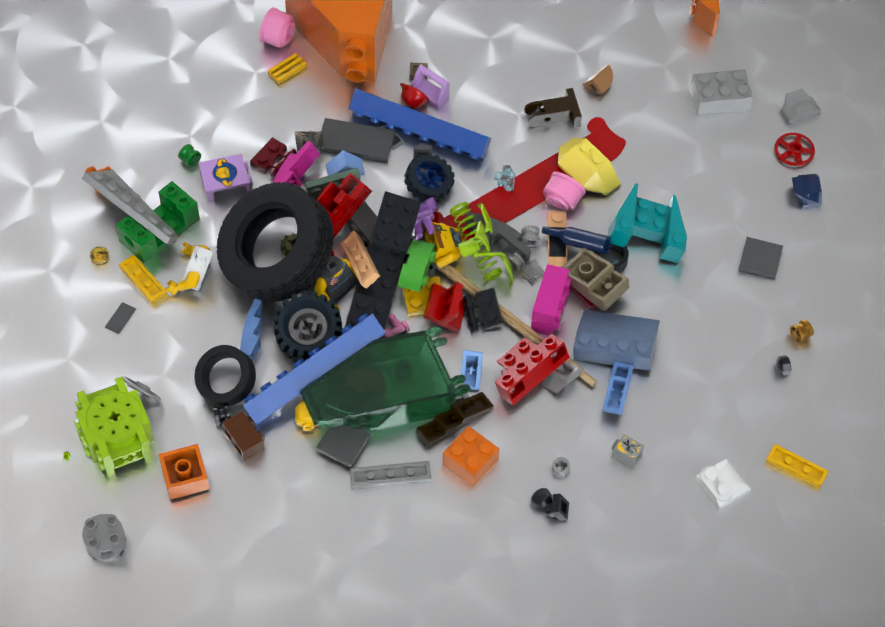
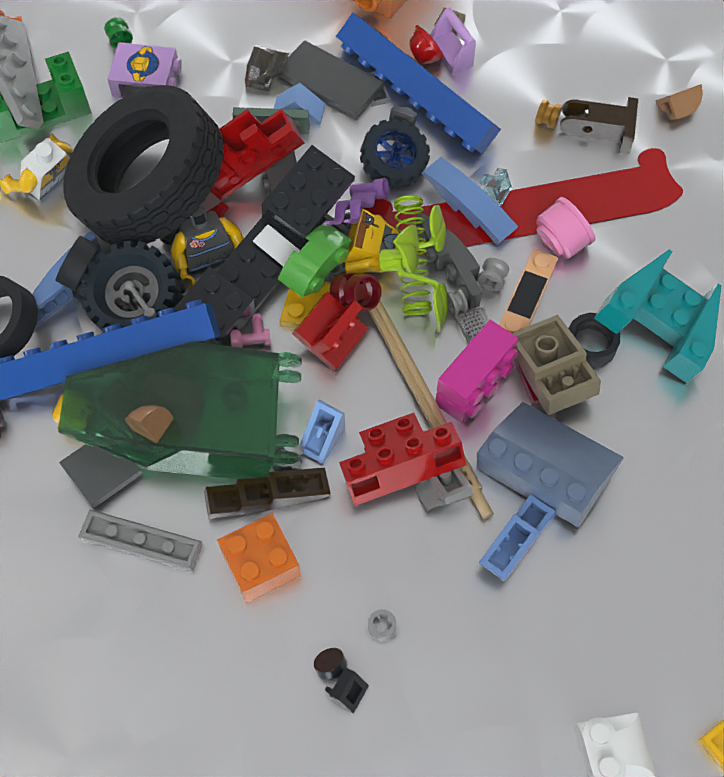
camera: 25 degrees right, 5 degrees up
(265, 320) = (77, 263): none -> black tyre
(269, 154) = (217, 67): dark red plate -> none
(297, 165) = (231, 87): dark pink slope -> none
(306, 322) = (150, 312): none -> light grey hinge
(360, 259) = (245, 228): light nougat plate -> none
(376, 394) = (150, 421): none -> medium nougat brick
(387, 265) = (275, 245): none -> white sticker
(448, 275) = (359, 287): none -> dark red wheel
(489, 310) = (388, 353): black plate -> none
(493, 192) = (470, 199): none -> medium blue slope
(517, 117) = (548, 114): none -> pearl gold wheel
(581, 238) = (560, 301): dark blue piece -> none
(588, 166) = (614, 208): light yellow wedge -> none
(627, 451) = (489, 640): light grey brick -> none

